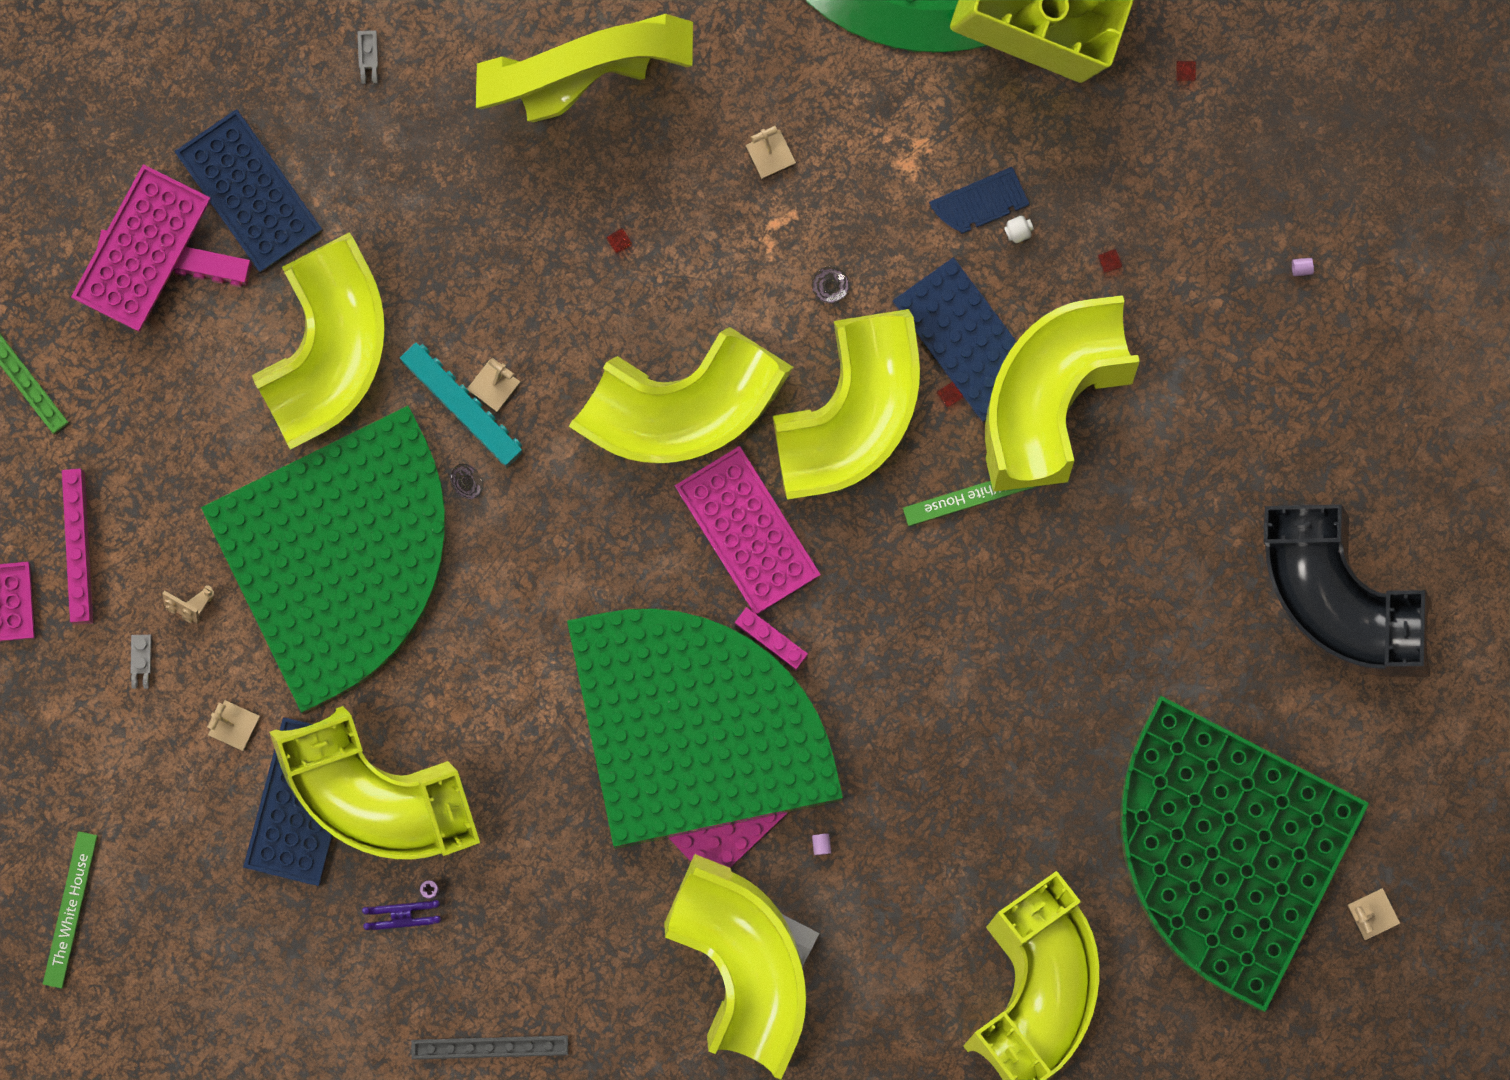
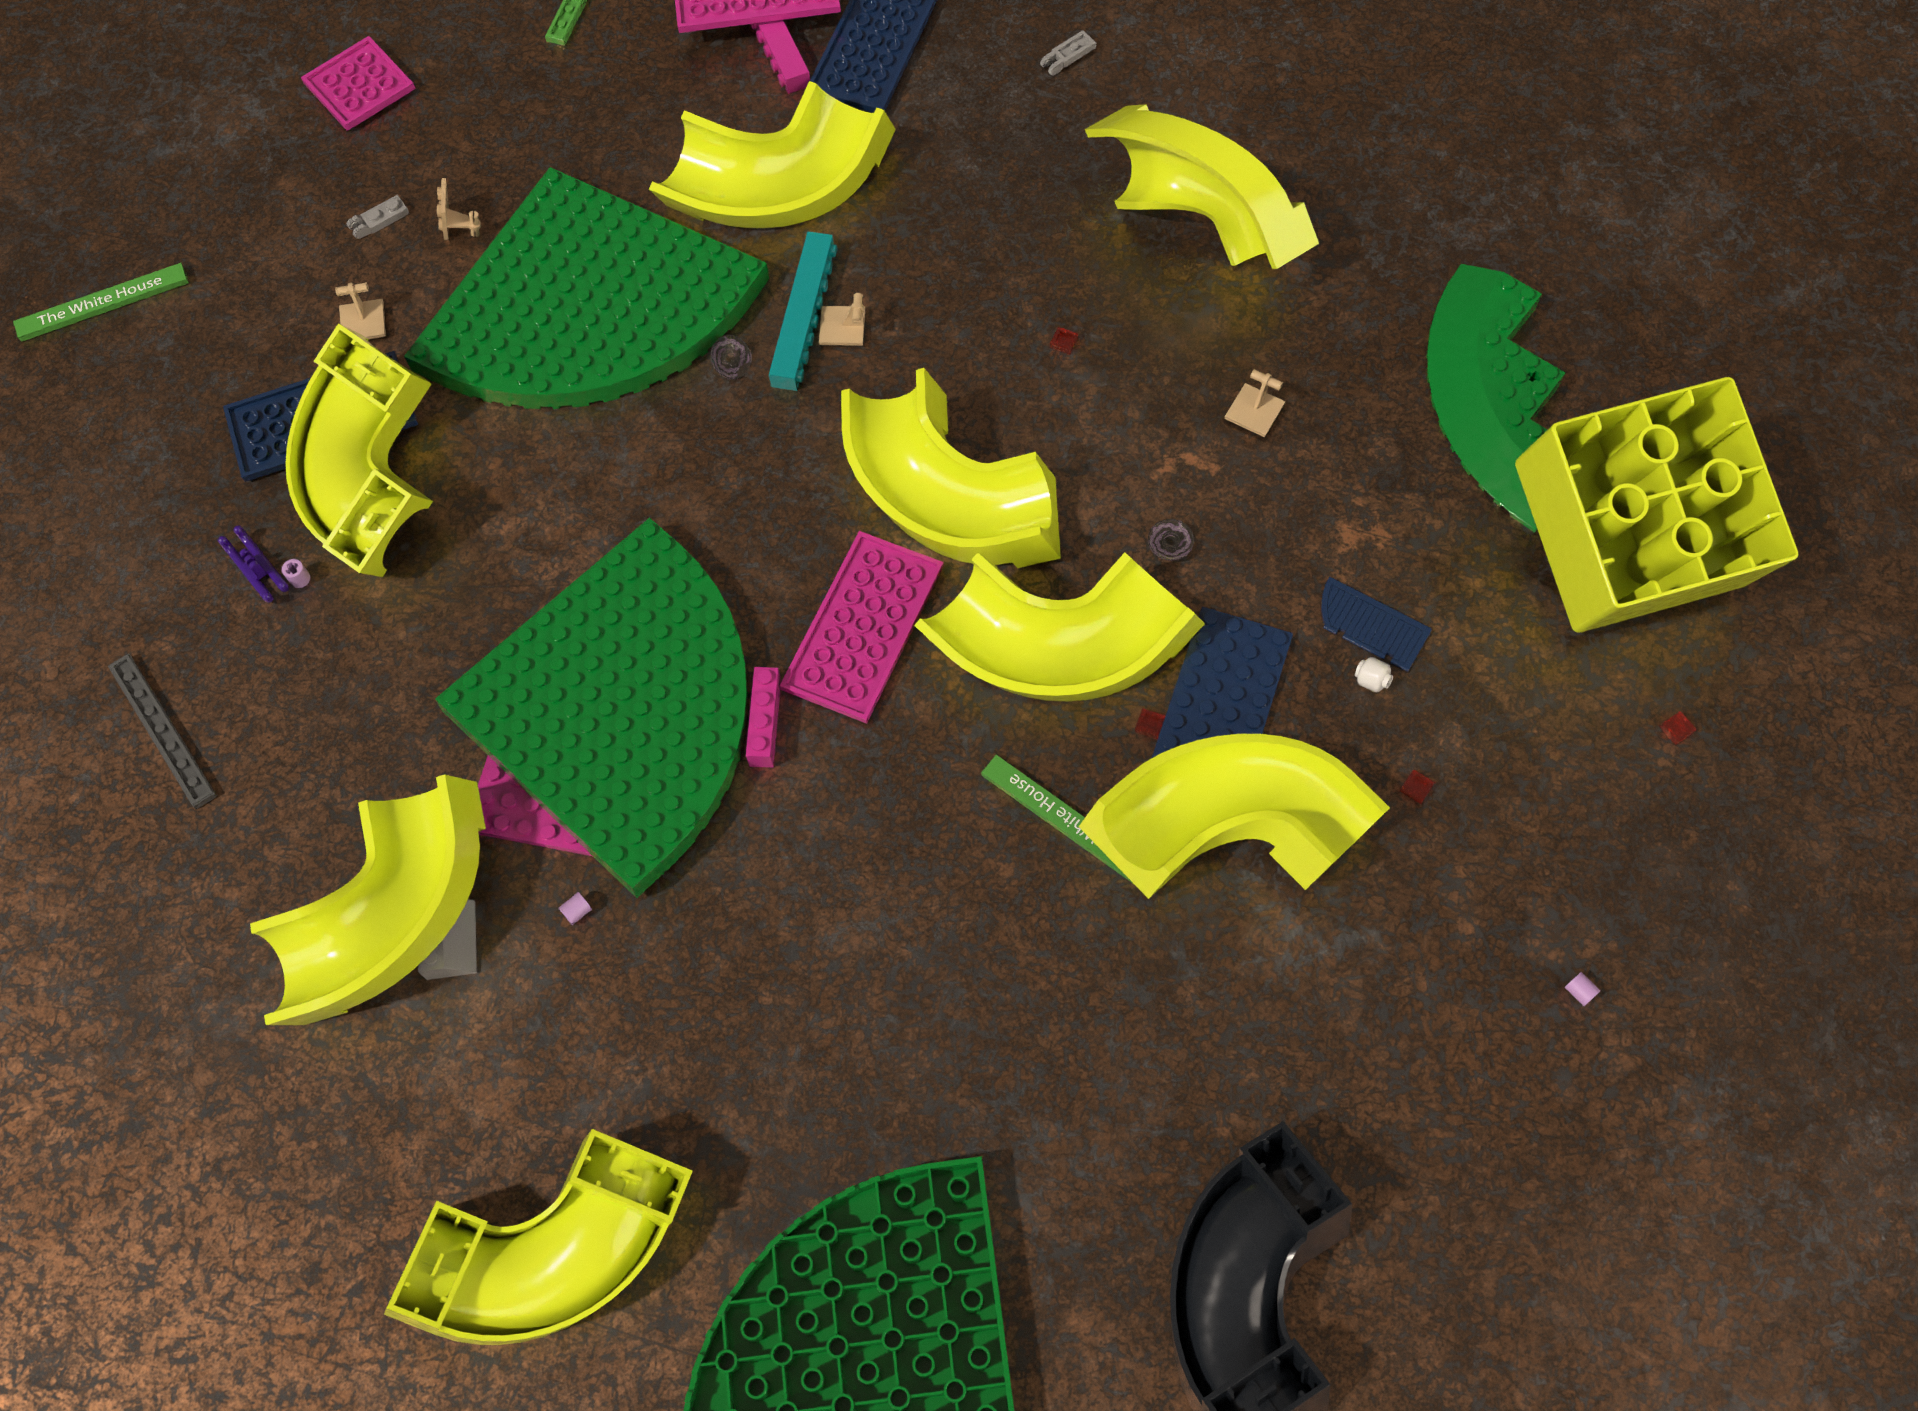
camera: 60 degrees right, 15 degrees down
(77, 546) = (450, 108): dark pink brick -> none

